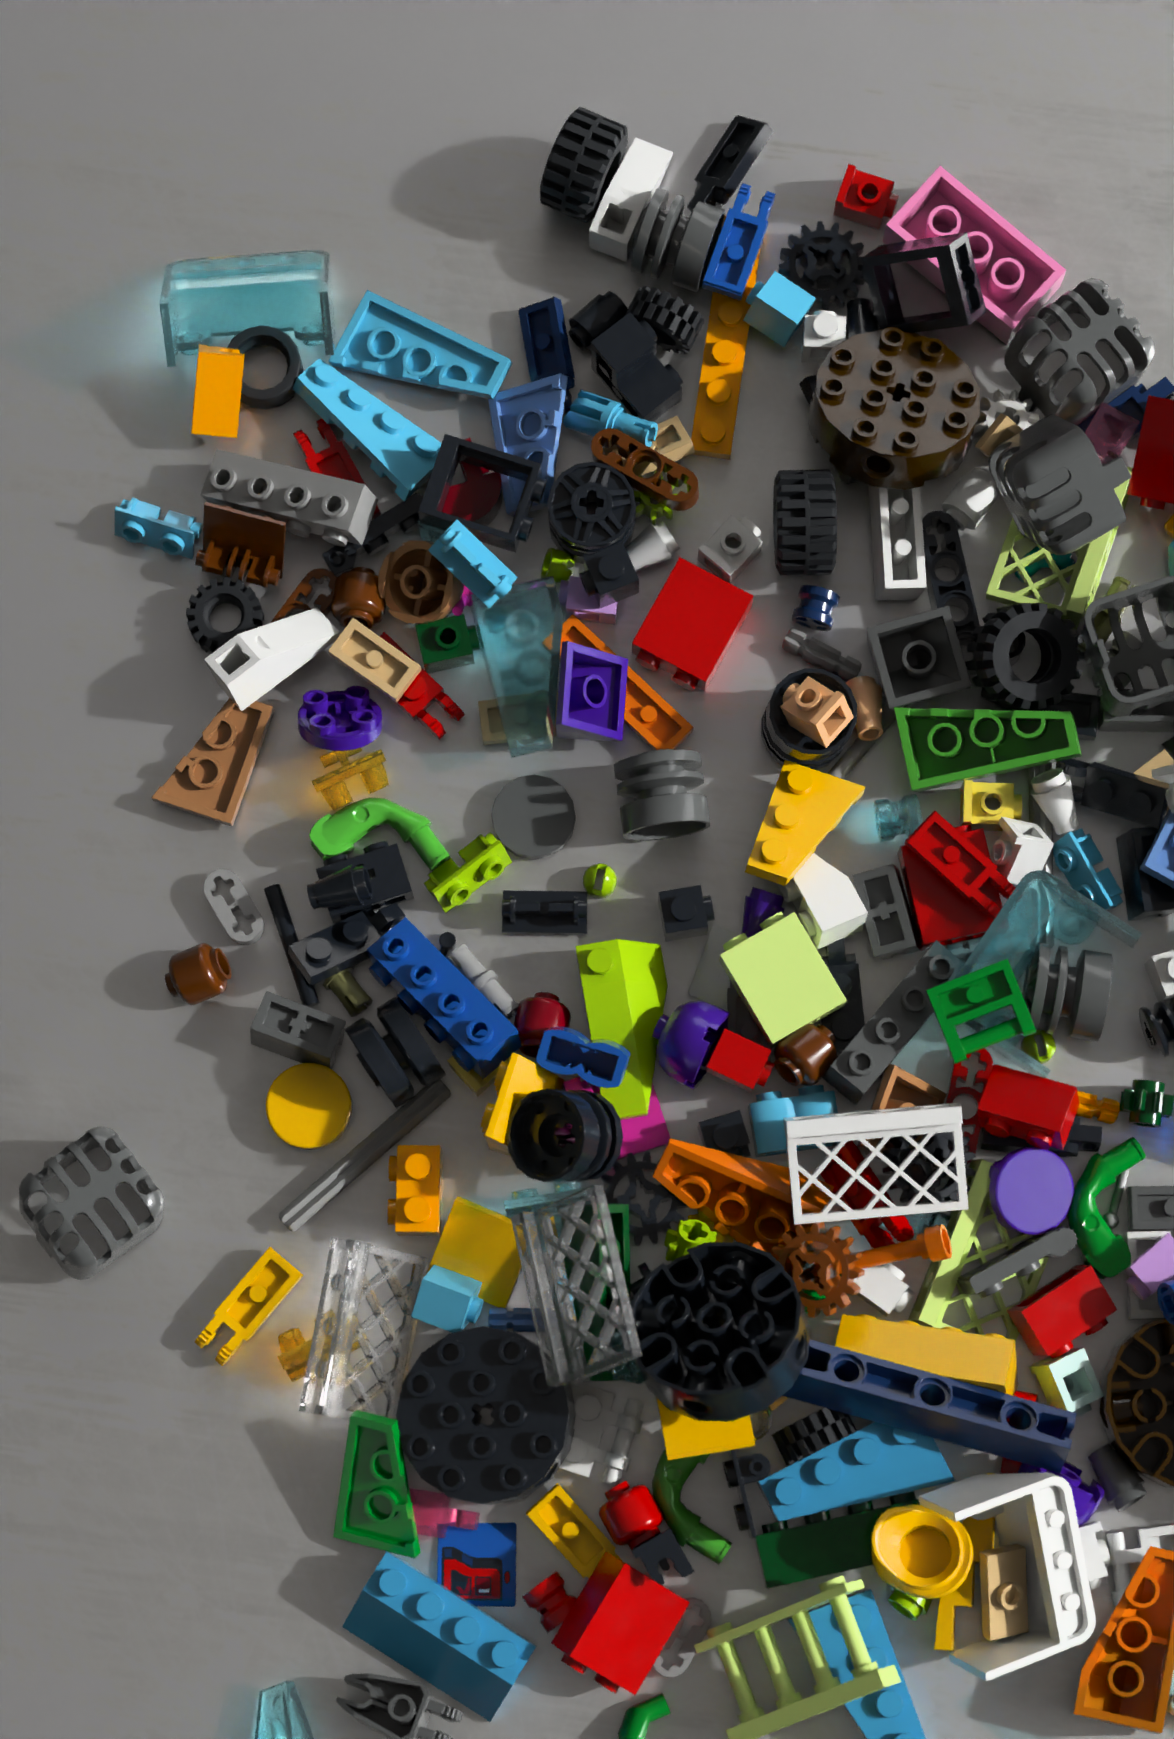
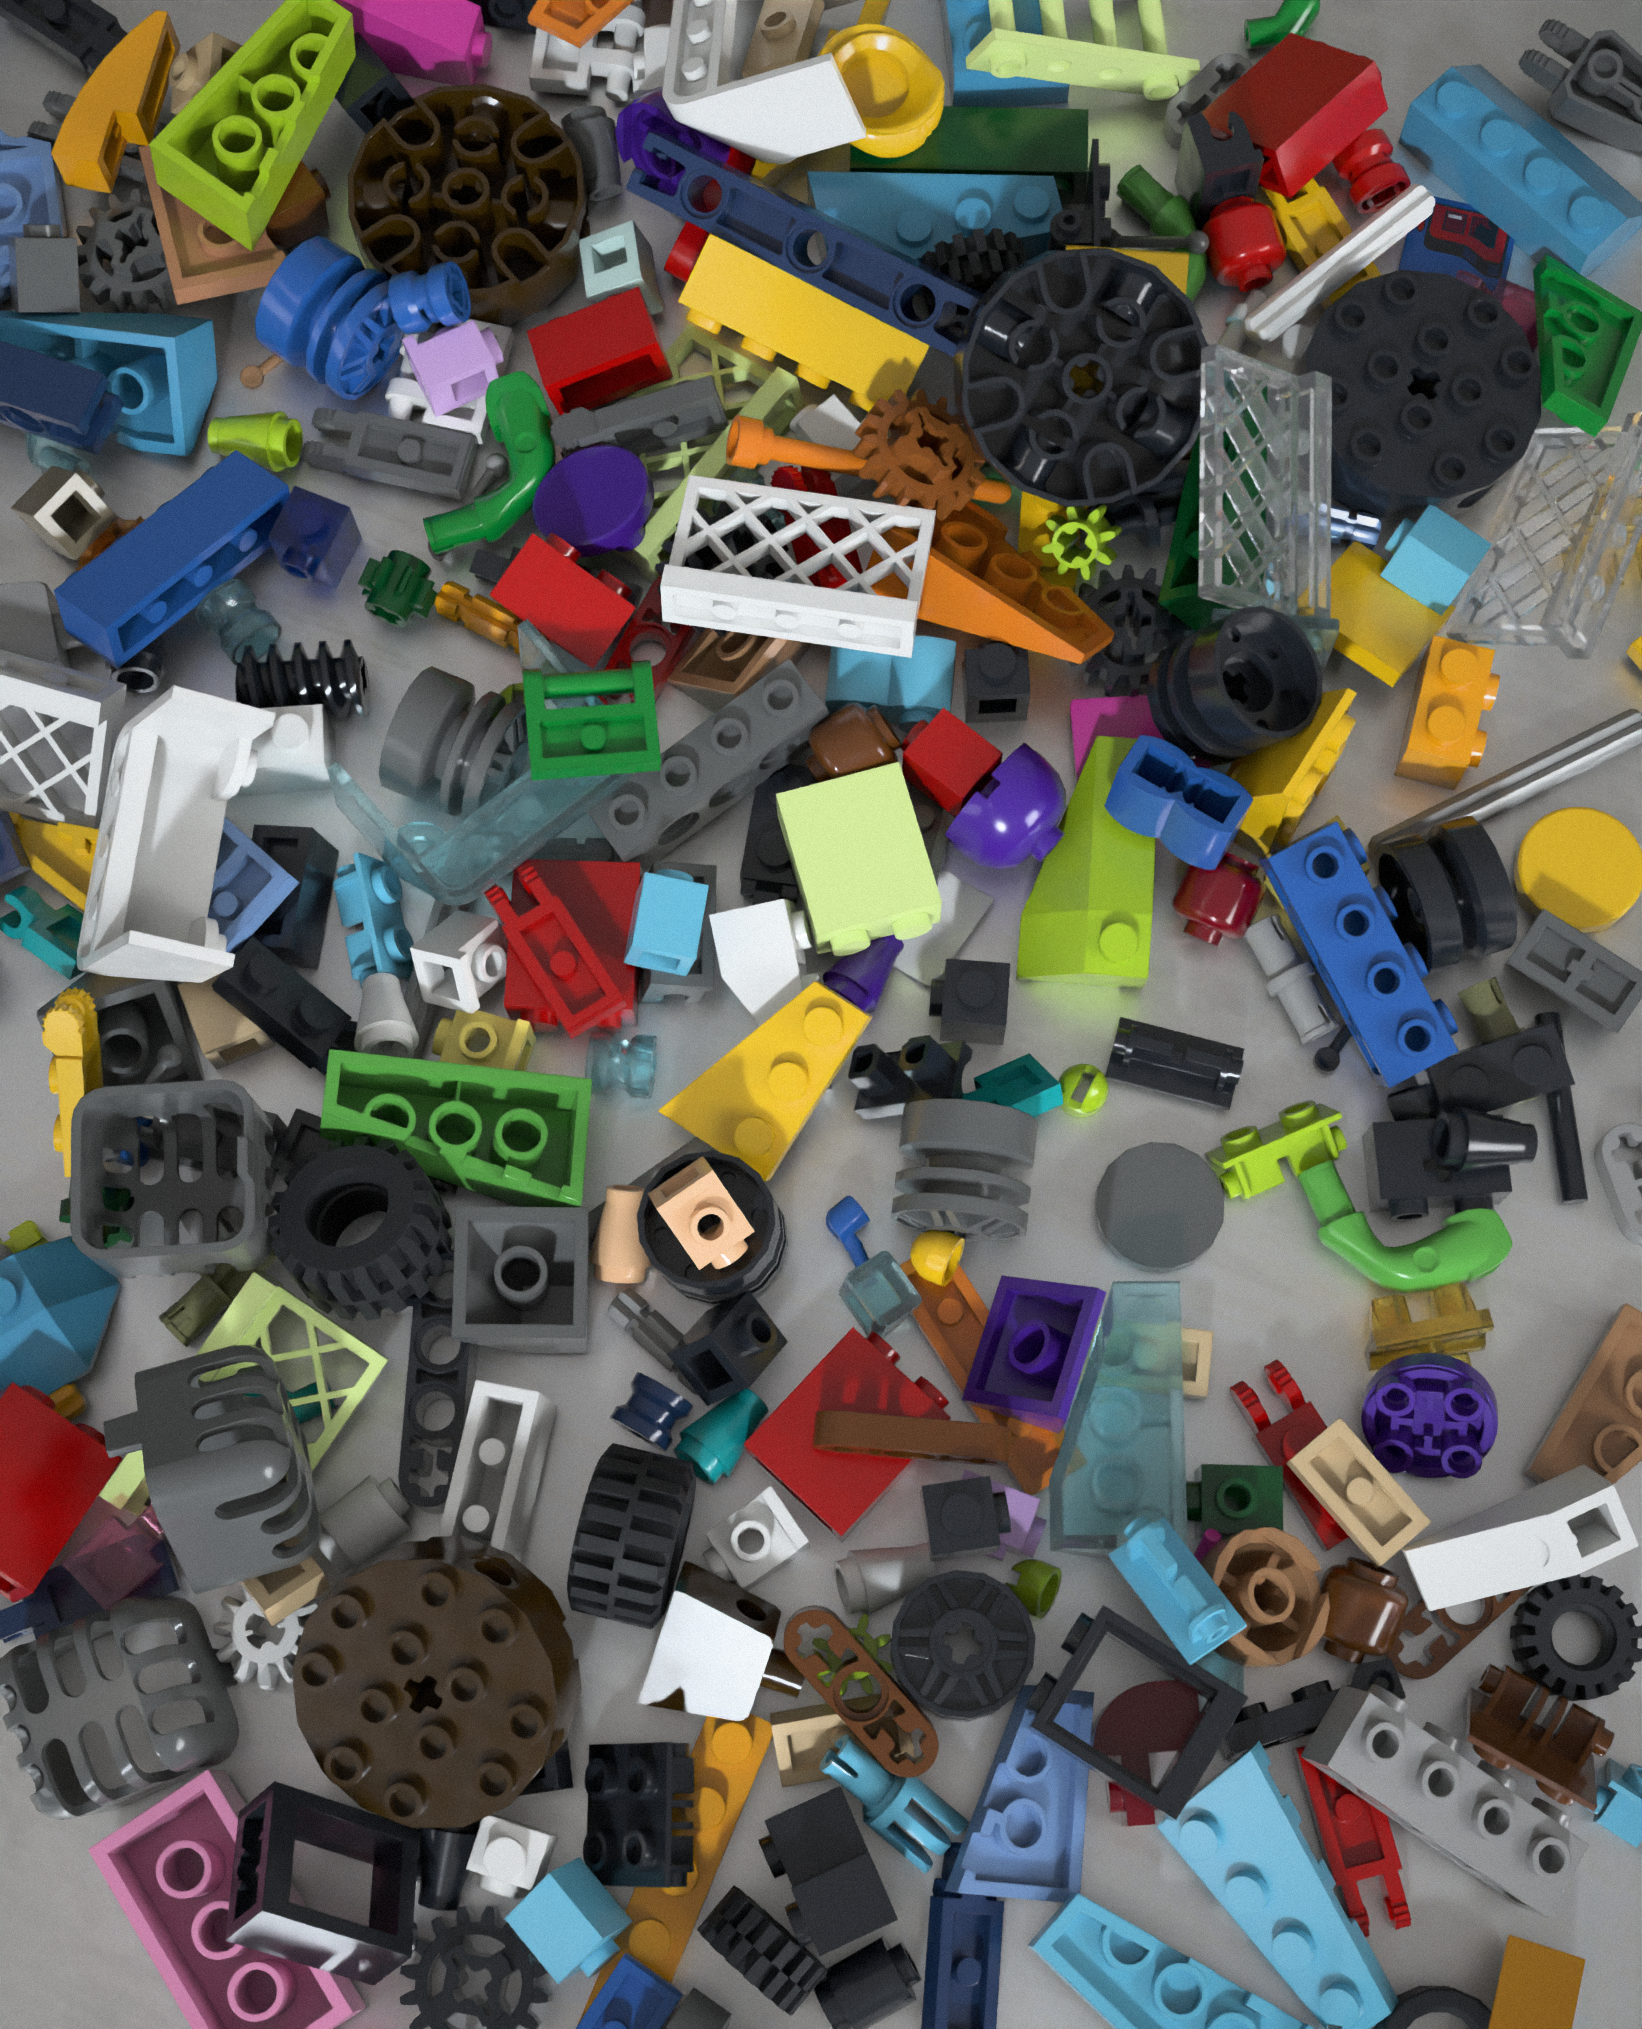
camera: 165 degrees left, 5 degrees down
(559, 1509) = (1338, 265): none -> white axle
(645, 860) = (1018, 1085): none -> teal plate
(652, 617) = (911, 1438): none -> reddish brown beam
(666, 737) = (937, 1255): none -> yellow hinge
(693, 712) = (879, 1294): none -> clear light blue slope
(711, 849) = (912, 1074): none -> black hips
(724, 1504) = (1195, 242): none -> dark grey hinge
(729, 756) = (844, 1222): none -> blue hand
(737, 476) = (716, 1650): none -> torso
(757, 373) = (632, 1814): none -> black hinge
(769, 606) = (719, 1435): none -> teal cone
(778, 650) = (728, 1348): none -> black brick
(893, 897) = (666, 922): none -> medium azure brick

